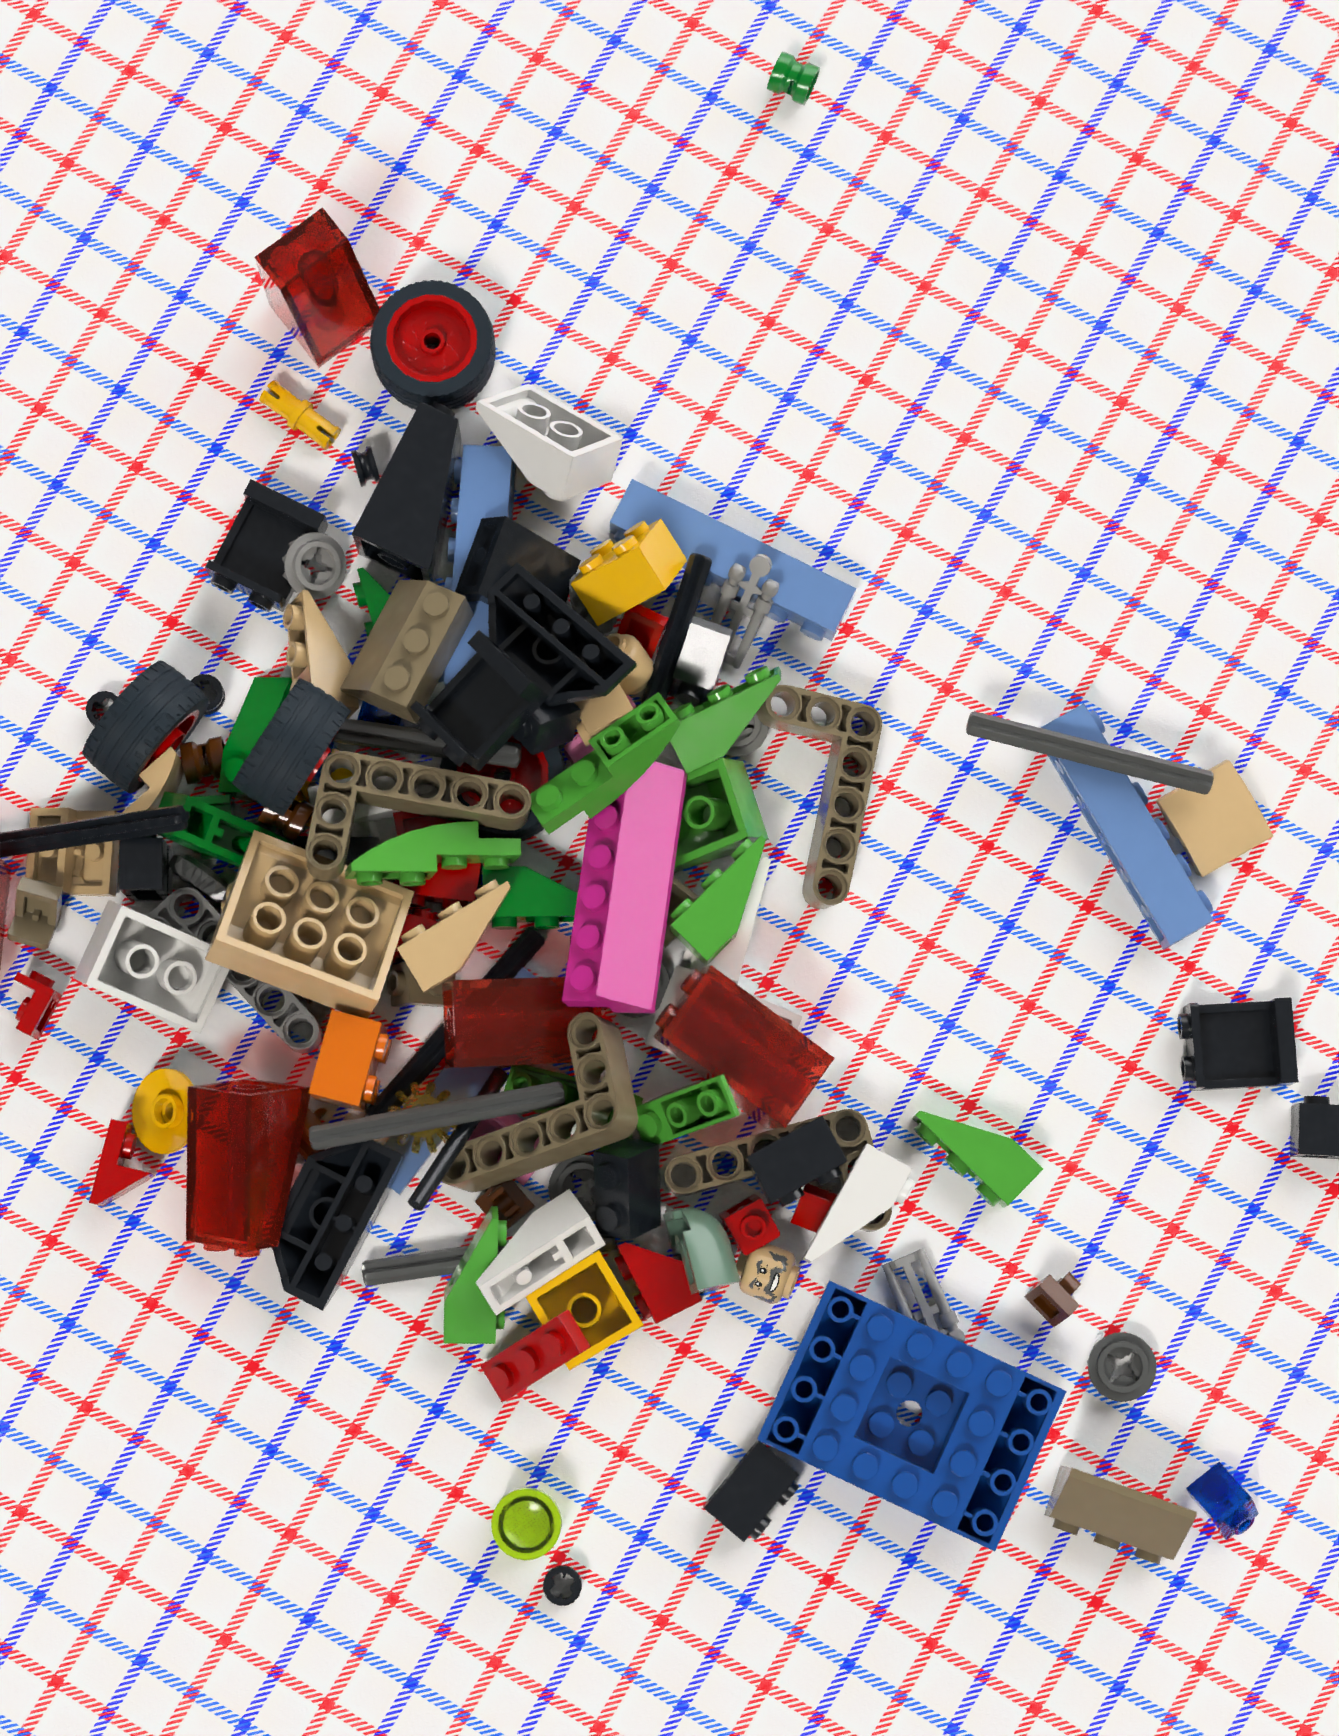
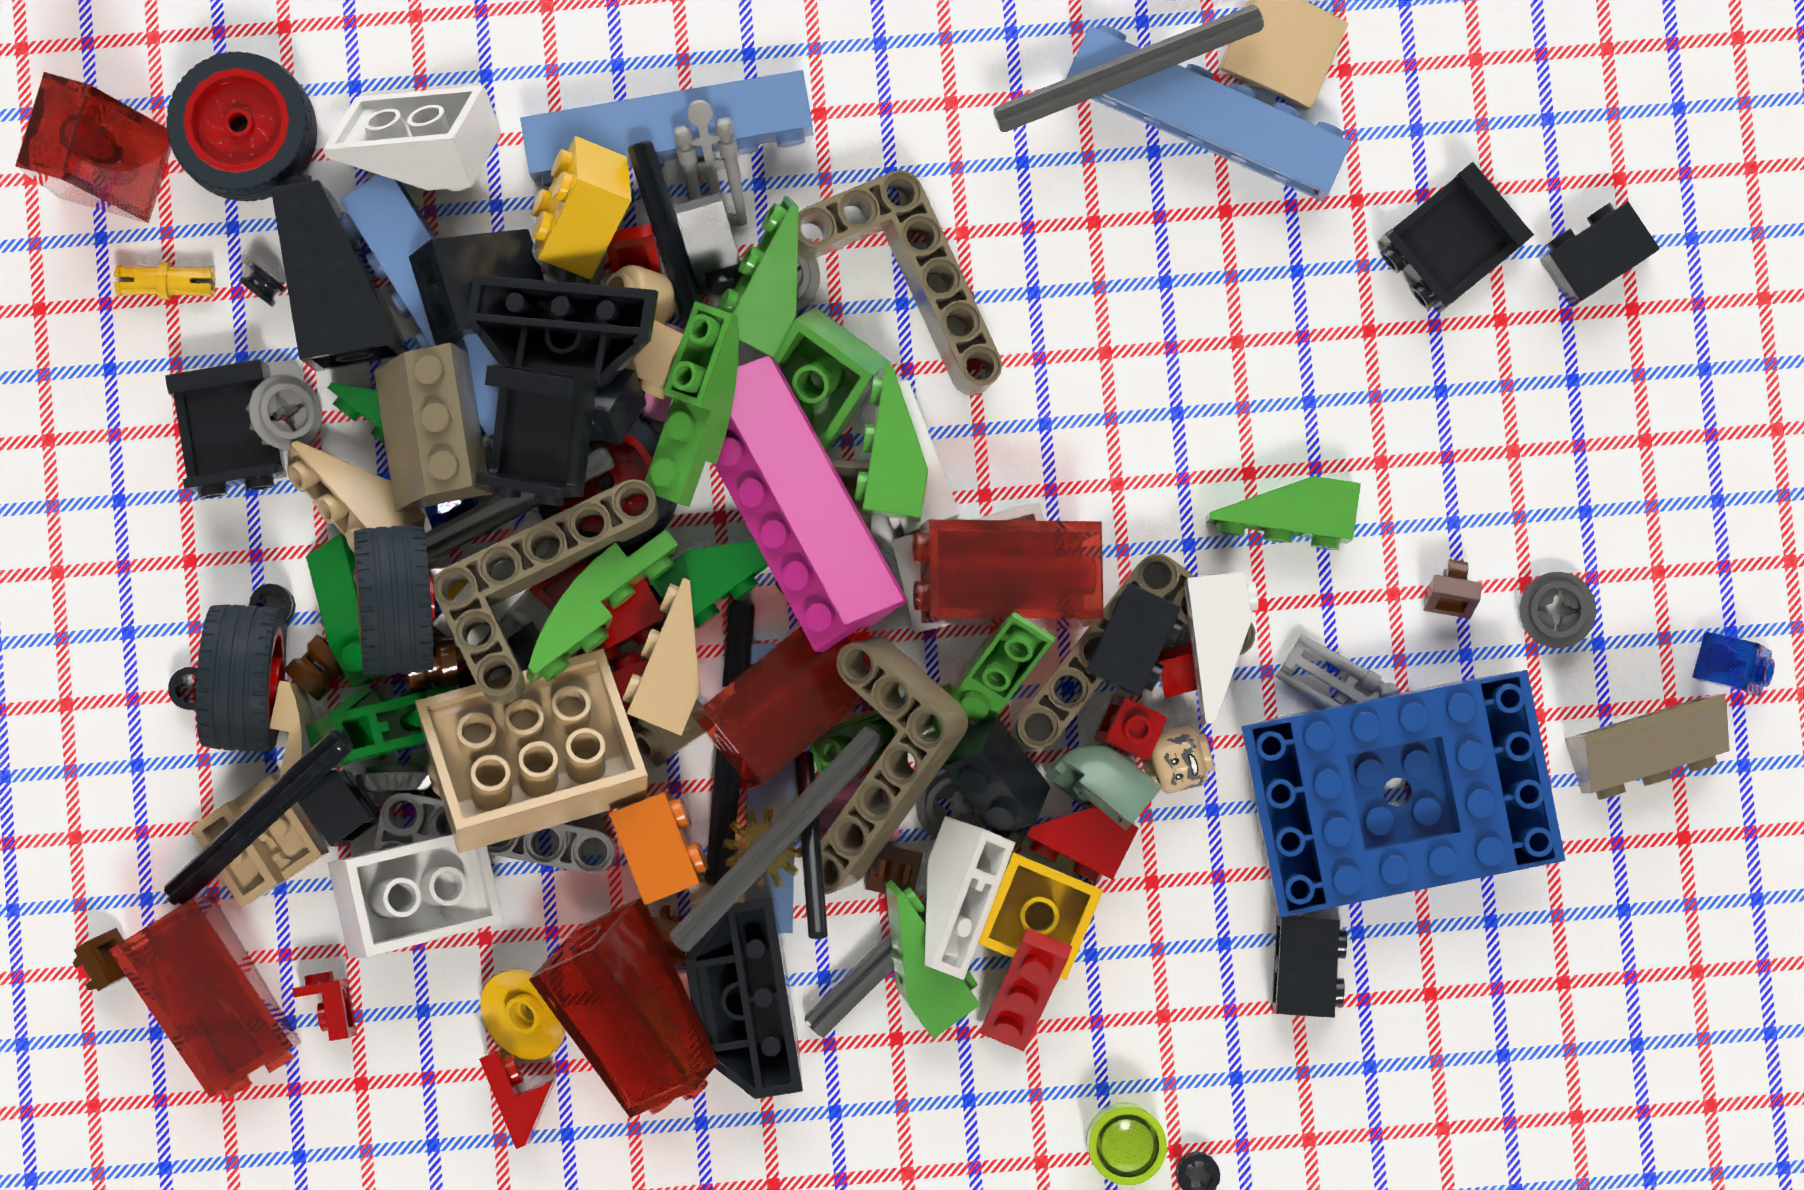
camera: 30 degrees left, 5 degrees up
(35, 913) = (268, 922): dark tan bracket -> none

